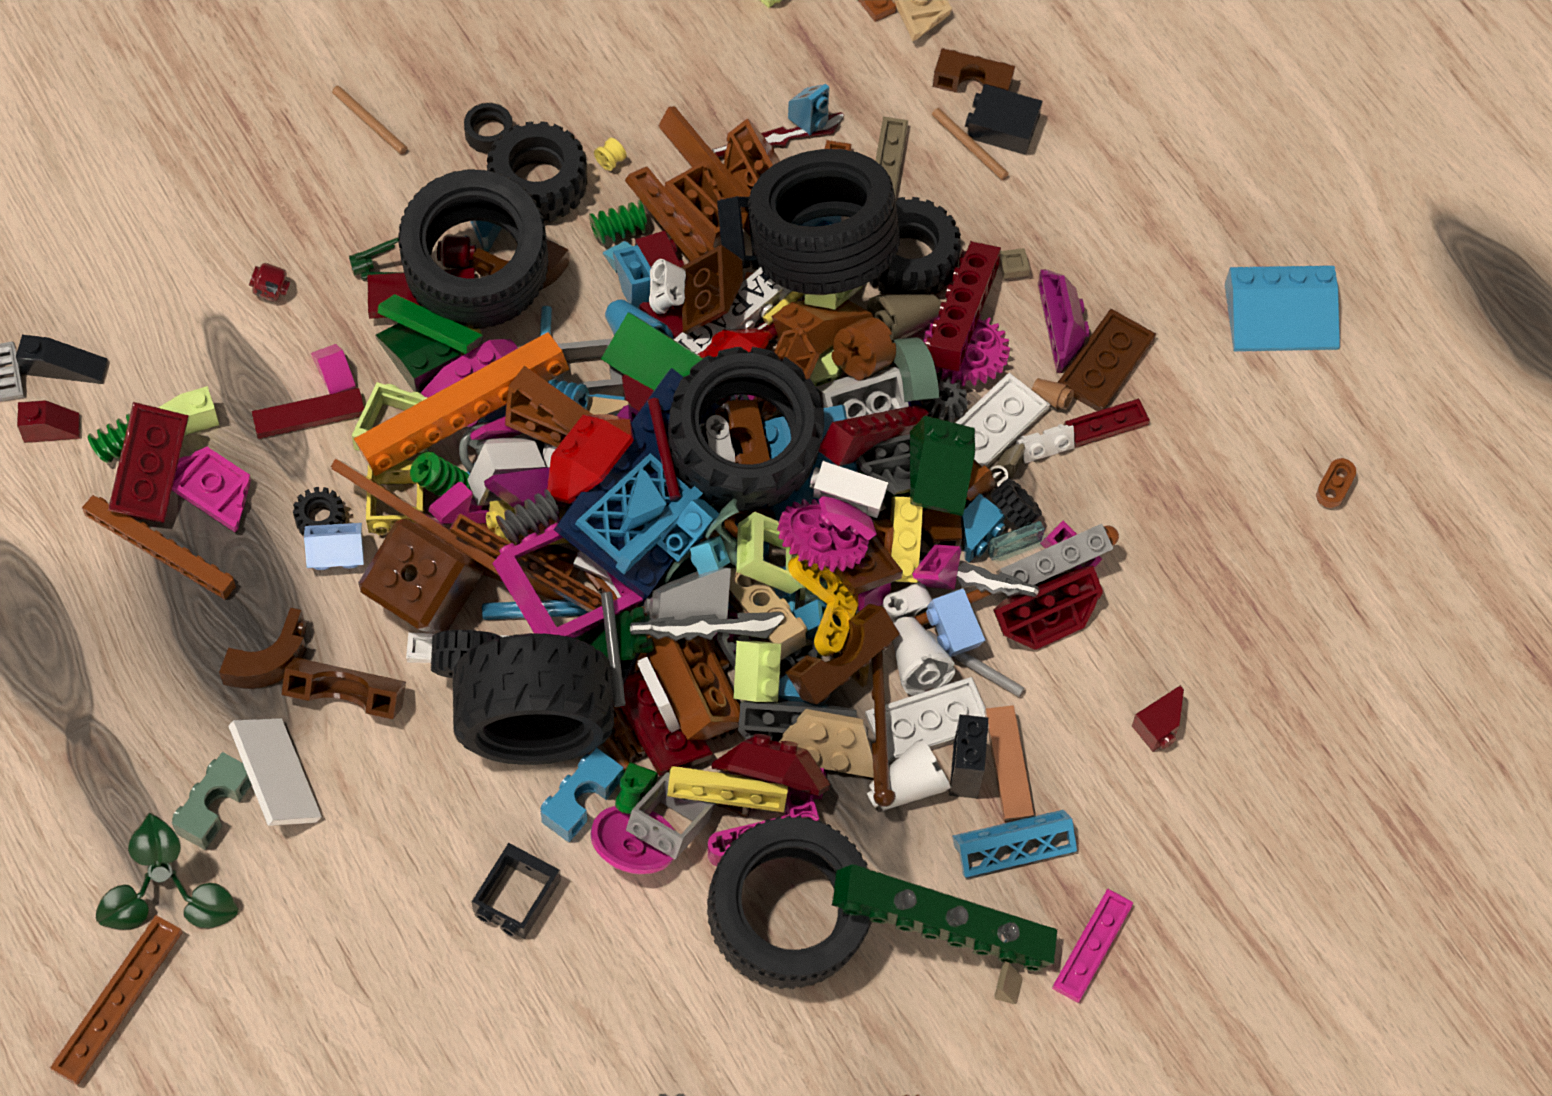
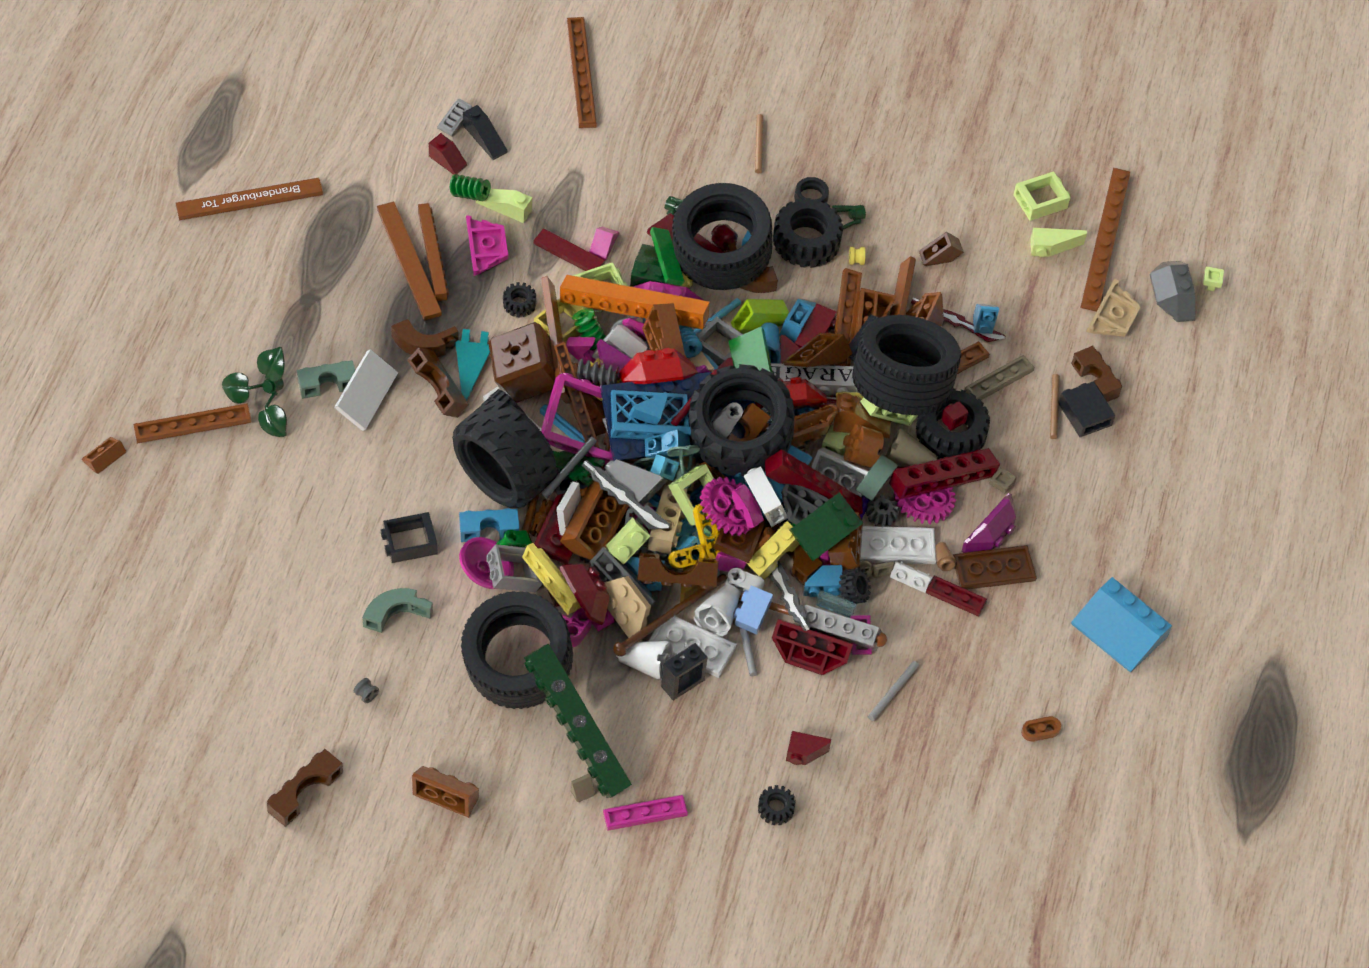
camera: 45 degrees right, 5 degrees down
(87, 201) = (581, 72): none -> dark orange tile
(143, 580) = (409, 261): none -> dark orange tile
(148, 462) = (466, 208): dark red tile -> none
(269, 282) = (619, 177): dark red head -> none
(334, 546) = (505, 315): light blue brick -> none
(344, 629) = (471, 360): none -> teal flag
(554, 110) = (854, 212): none -> dark green plant
(583, 979) = (394, 602): none -> sand green arch
(590, 304) = (757, 312): none -> lime slope
(618, 222) = (820, 291): green piece -> none
(666, 286) = (800, 334): white piece -> none
(684, 76) = (941, 250): none -> reddish brown slope
(916, 234) = (954, 415): none -> dark red plate
(939, 567) = (777, 578): dark pink slope -> none
(1009, 763) = (705, 697): nougat tile -> none
(1011, 833) = (667, 727): dark azure fence -> none
(1165, 577) = (893, 691): none -> light grey bar
(1208, 791) = (776, 794): none -> black tyre

